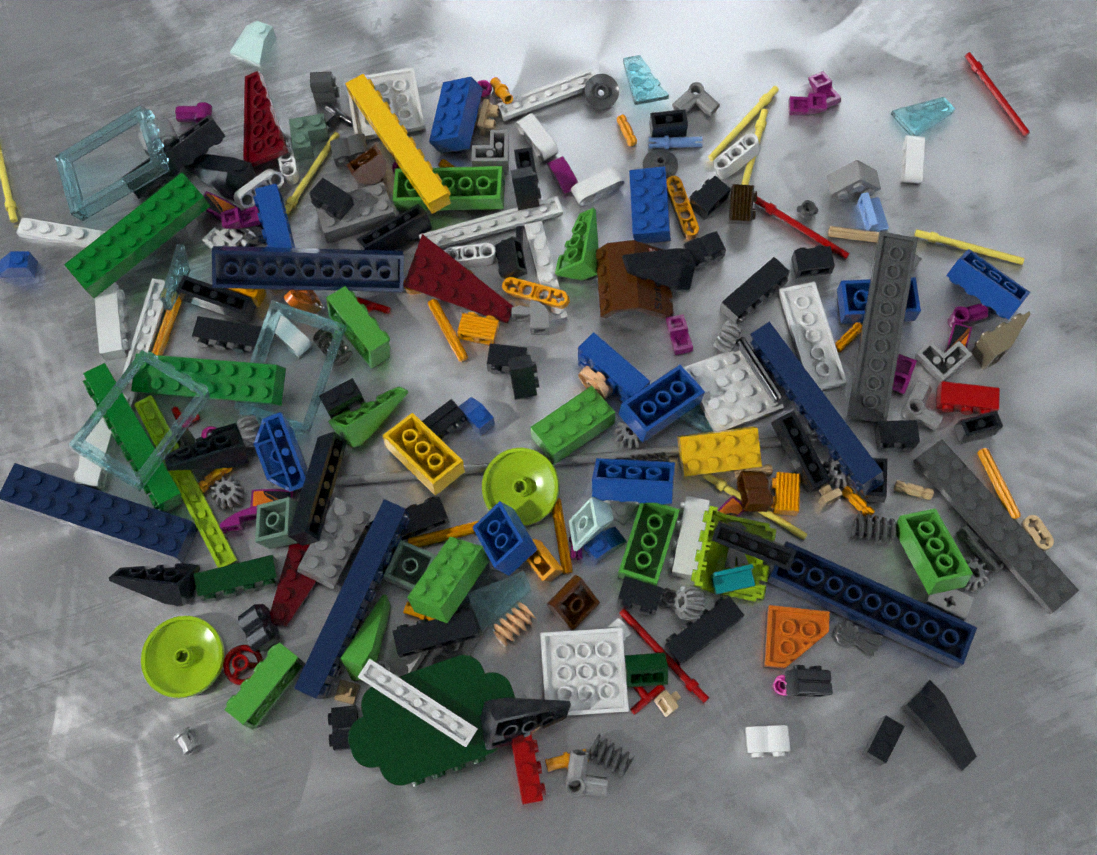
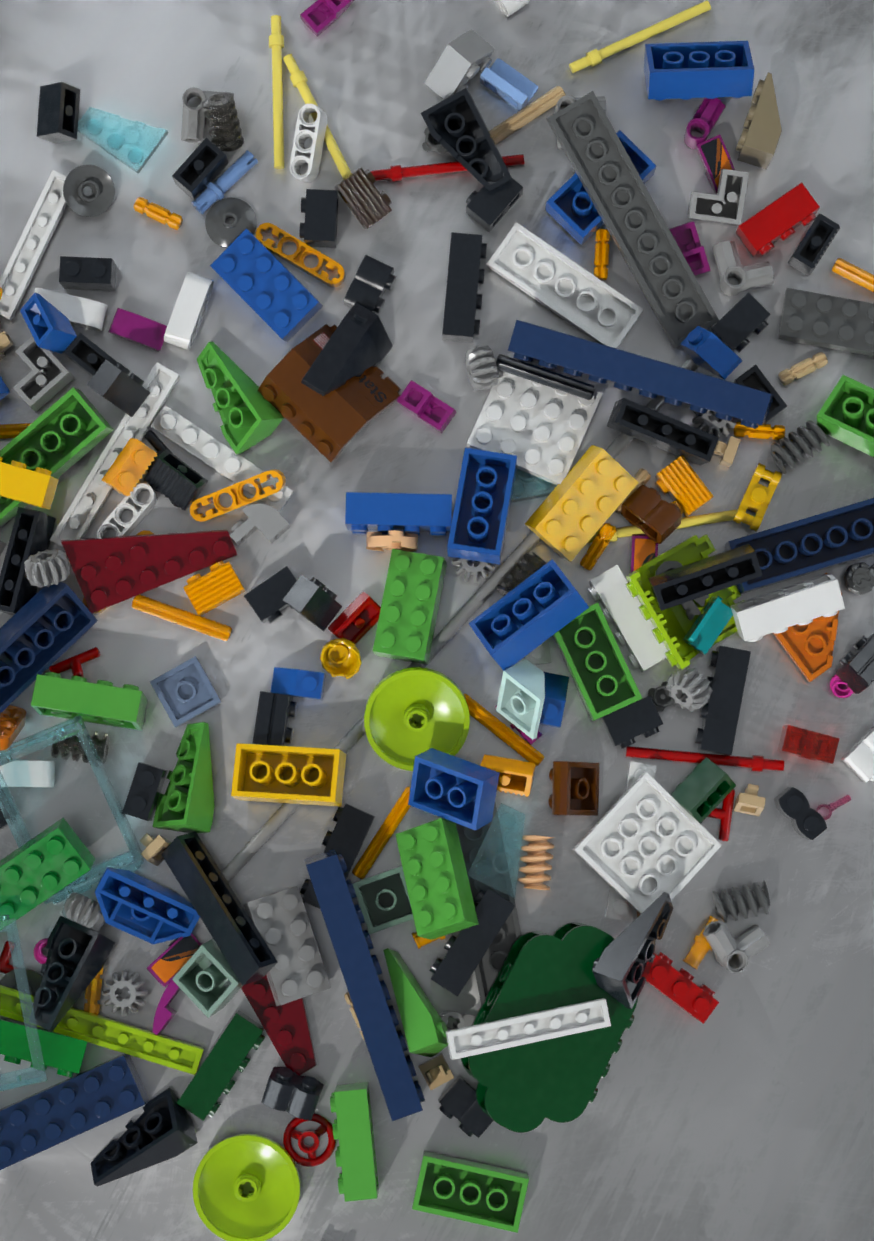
camera: 40 degrees left, 15 degrees up
(299, 777) = (470, 1191): none -> bright green brick
(316, 431) = (154, 848): none -> tan tile
(402, 241) = (47, 568): none -> light grey gear
(413, 368) = (185, 691): none -> sand blue plate
(493, 230) = (129, 466): none -> light orange brick
(510, 420) = (340, 658): none -> yellow hair
(519, 131) = (47, 324): none -> blue slope
(536, 410) = (356, 619): none -> red slope
(563, 128) = (87, 273): none -> black brick
(621, 44) = (58, 112): none -> black brick
(692, 742) = (805, 820): none -> black brick
(702, 110) = (223, 121): none -> clear smoke piece
(707, 483) = (598, 546): none -> light orange axle
(714, 751) = (834, 805): none -> clear pink hand
(731, 700) = (808, 744): none -> clear red brick
(788, 608) = (788, 607): none -> white brick
(824, 535) = (757, 497): none -> yellow plate
(826, 216) = (465, 136): none -> black wedge
(866, 430) = (710, 352): none -> blue slope

